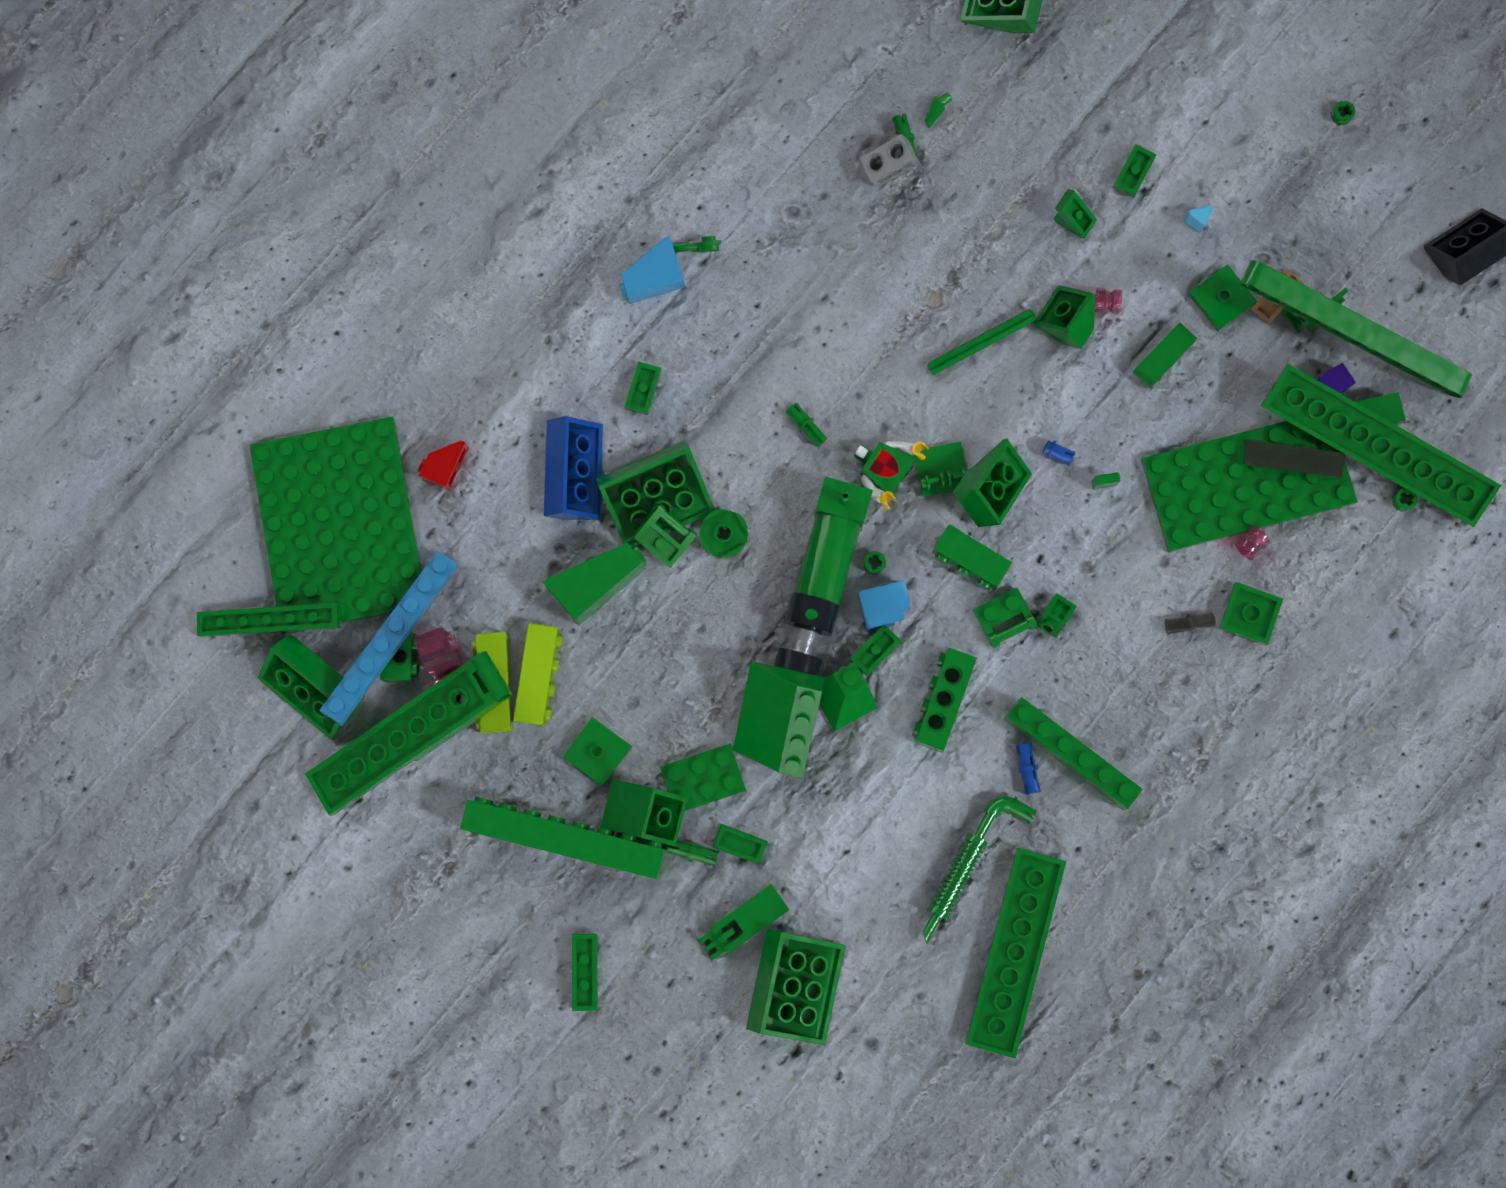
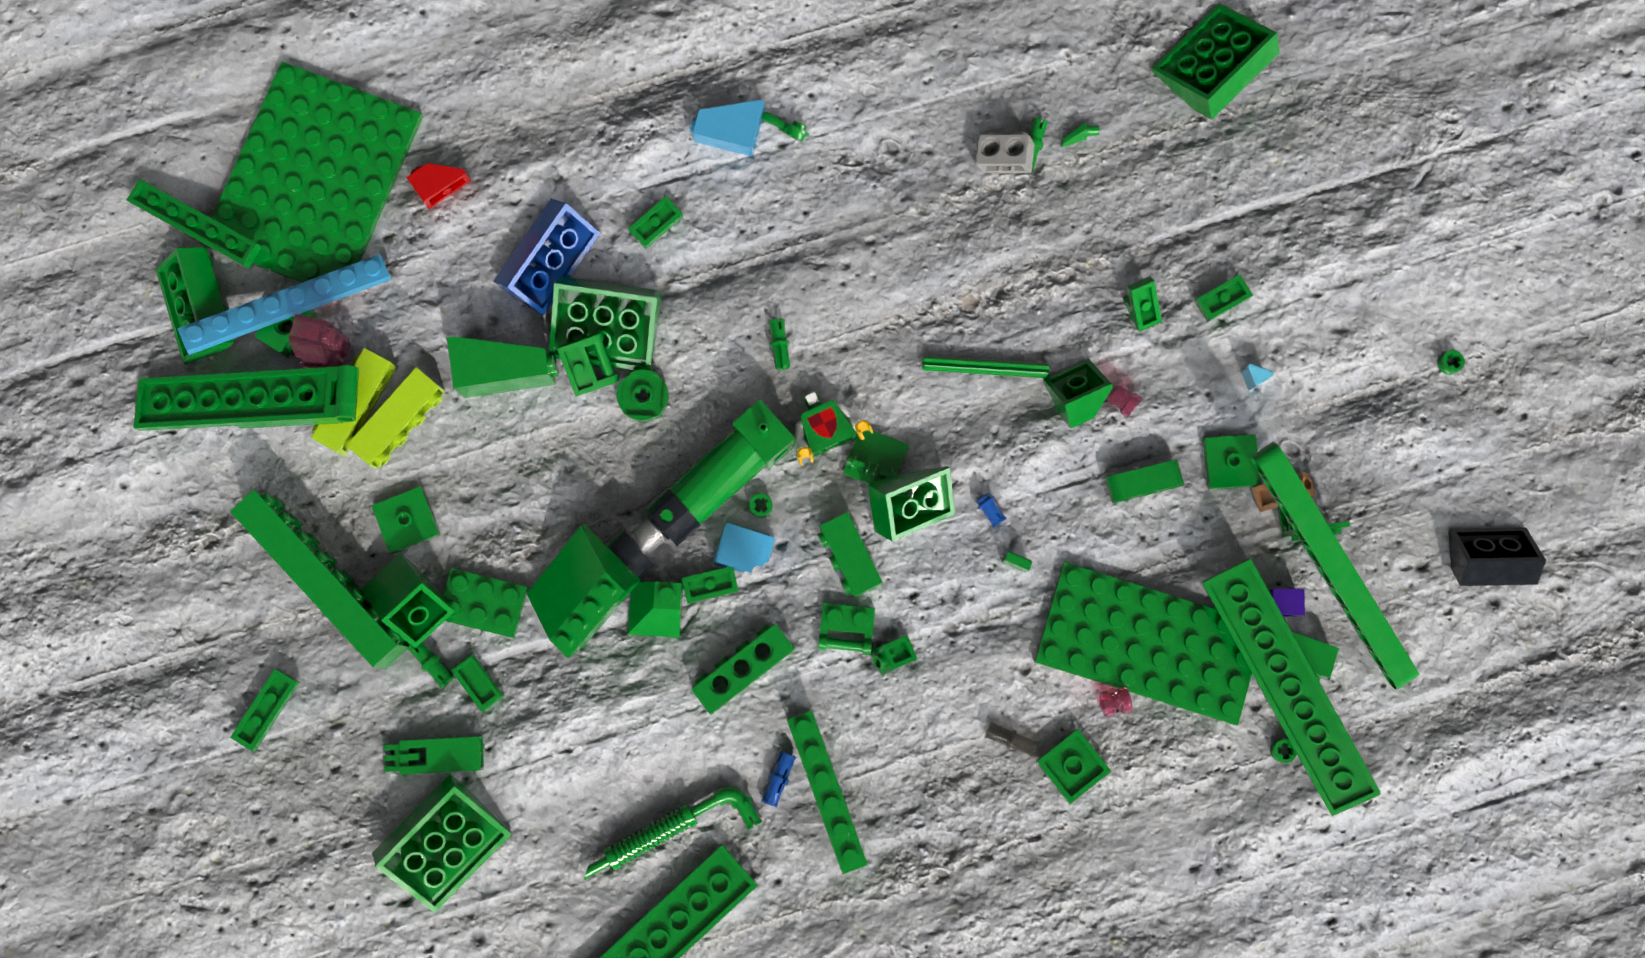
camera: 25 degrees right, 0 degrees up
(1293, 459) = (1202, 649): clear smoke tile -> none

